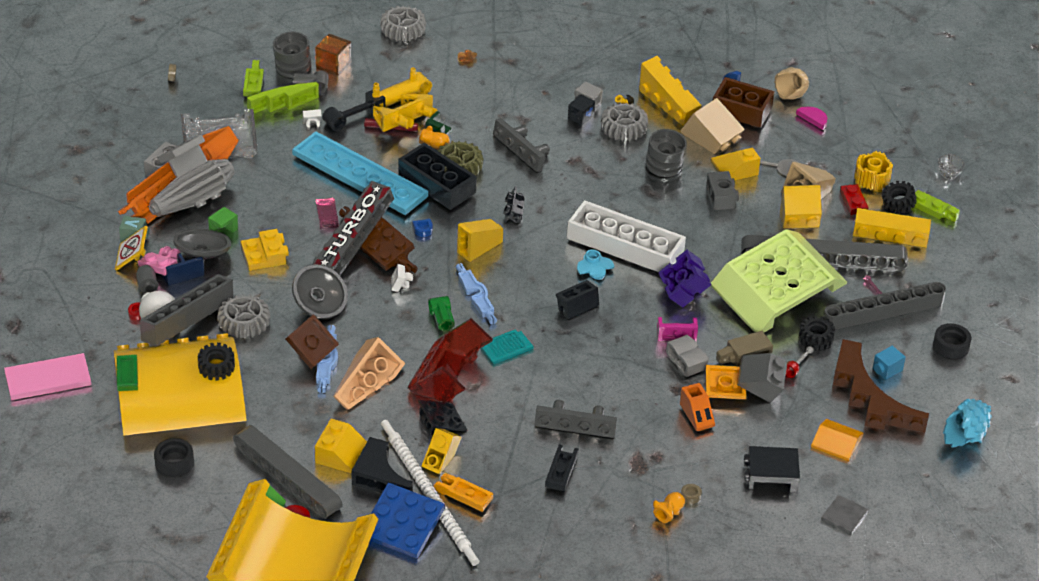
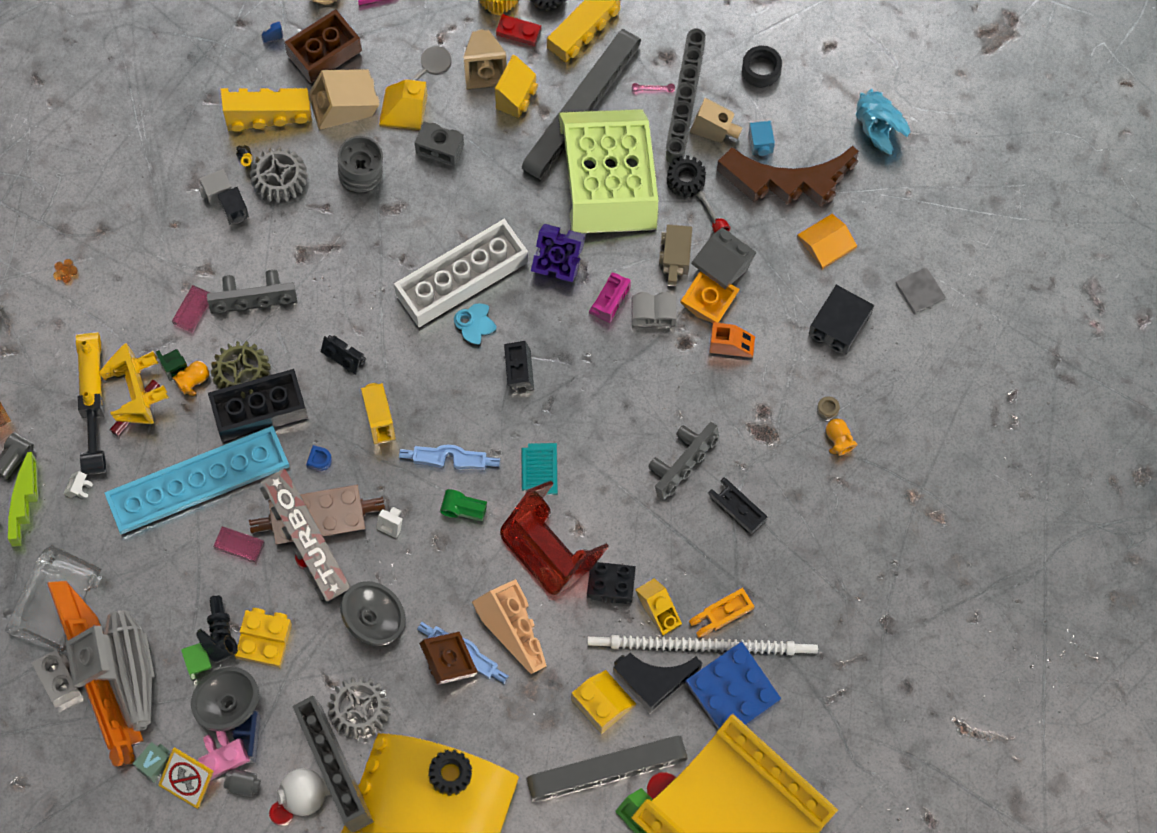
camera: 60 degrees left, 25 degrees up
(249, 225) = (220, 642): none -> black piece
(484, 122) = (191, 309): none -> clear pink tile
(874, 325) = (714, 122): none -> tan torso

